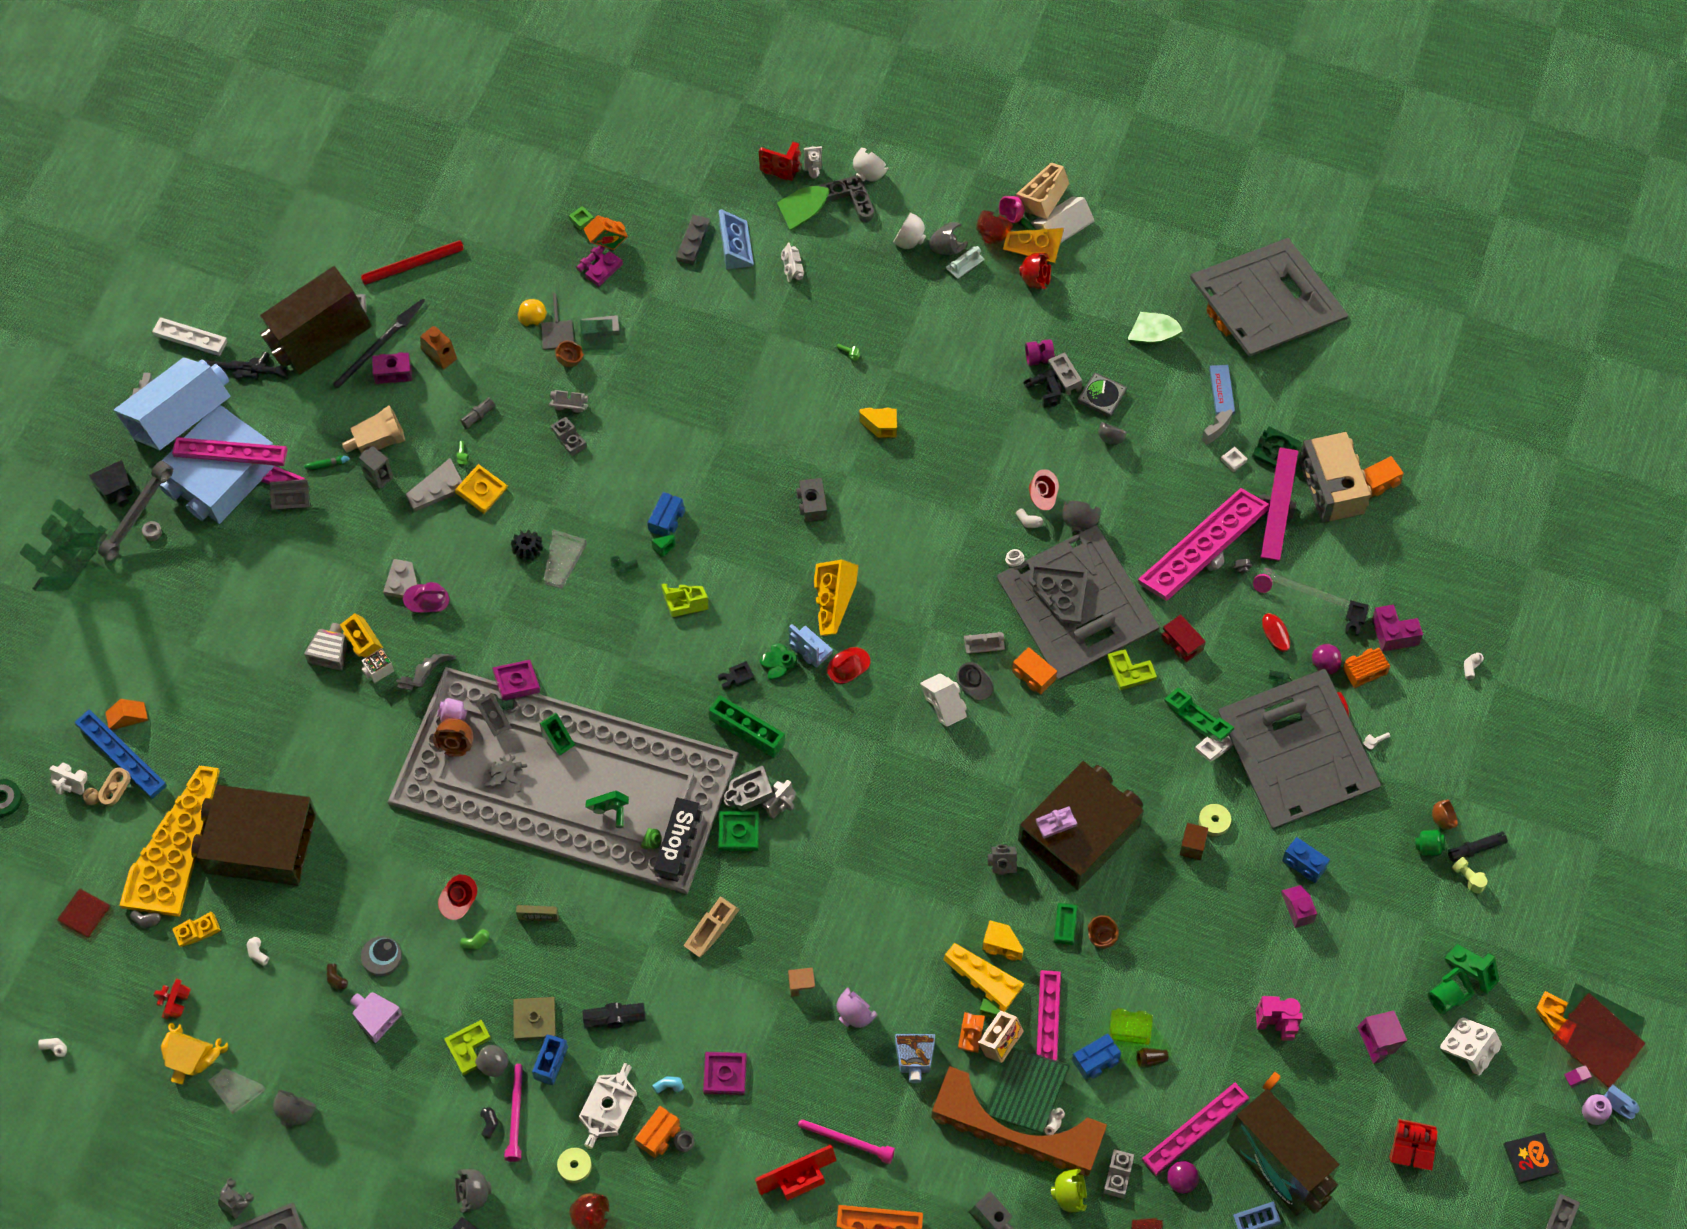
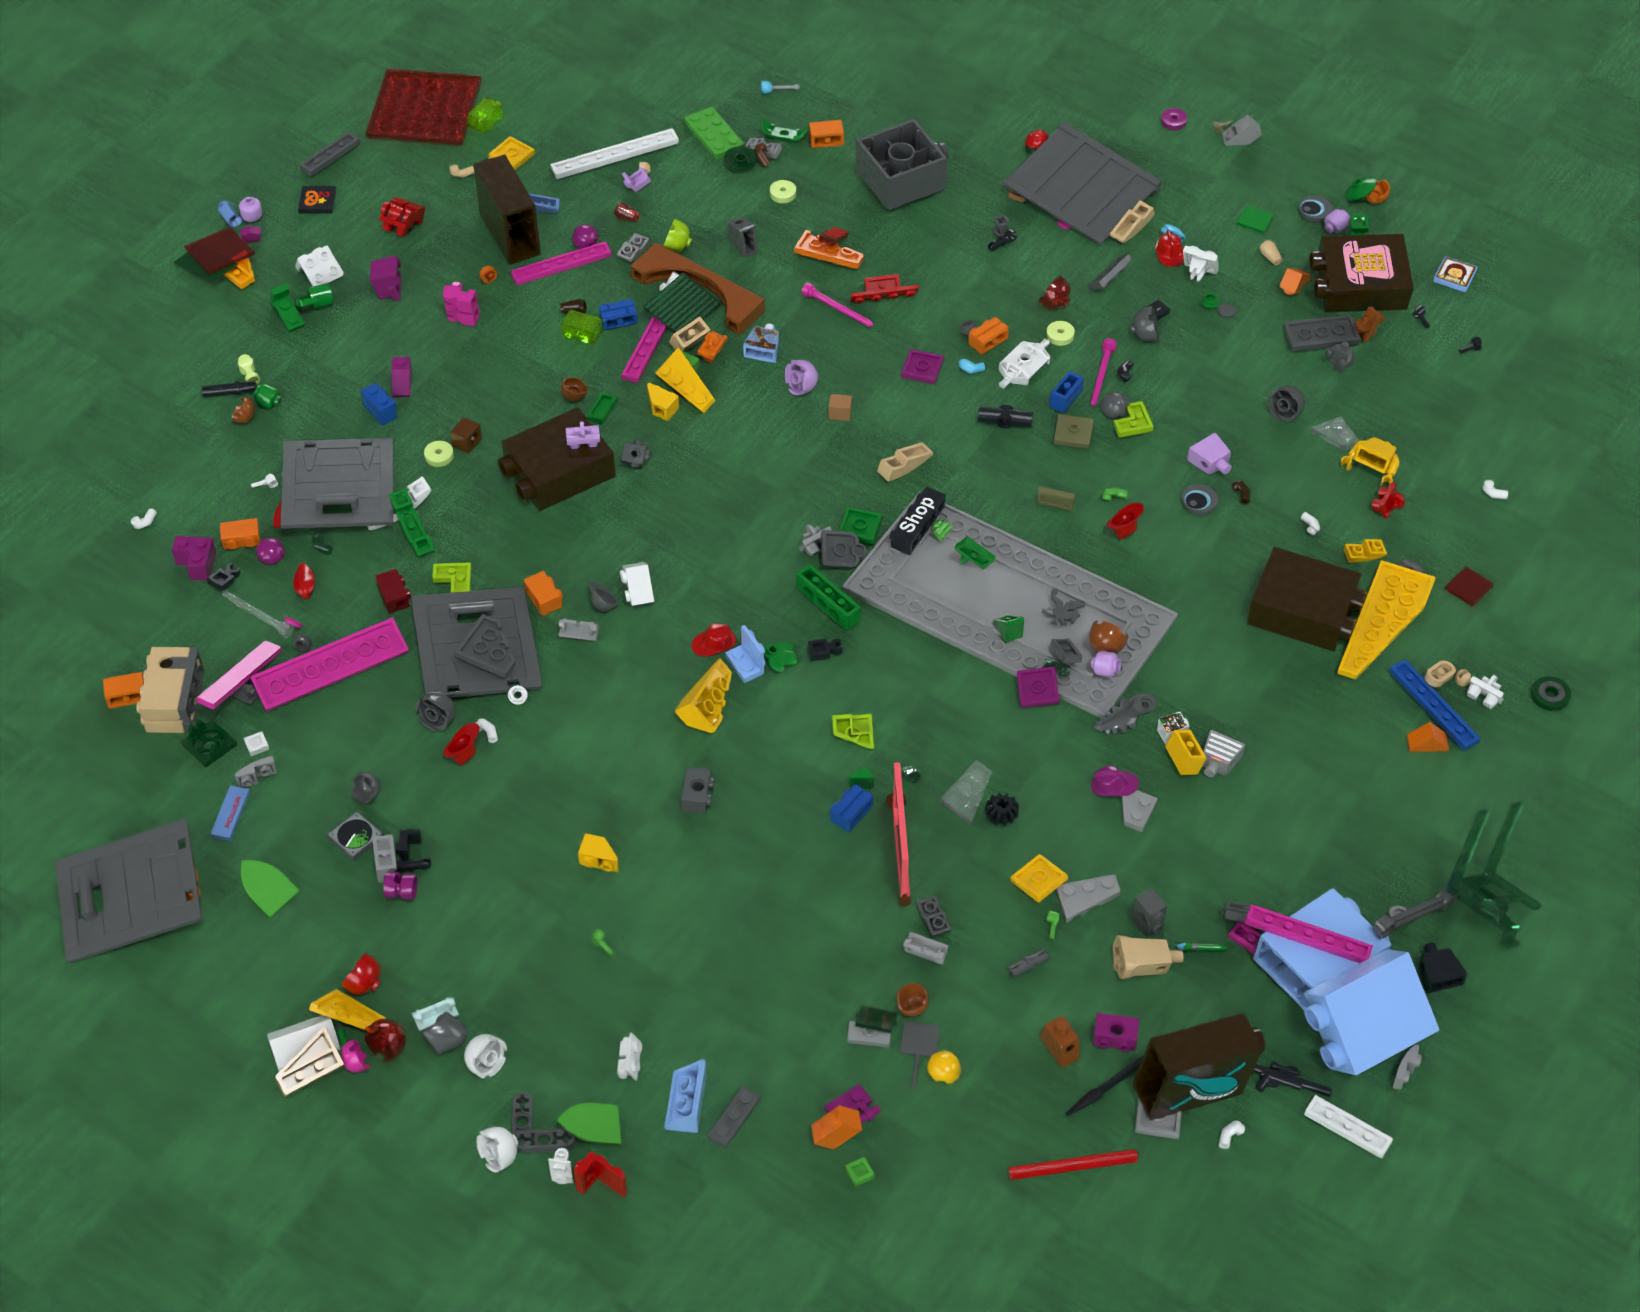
camera: 165 degrees left, 10 degrees down
(606, 461) = (897, 801): none -> coral door

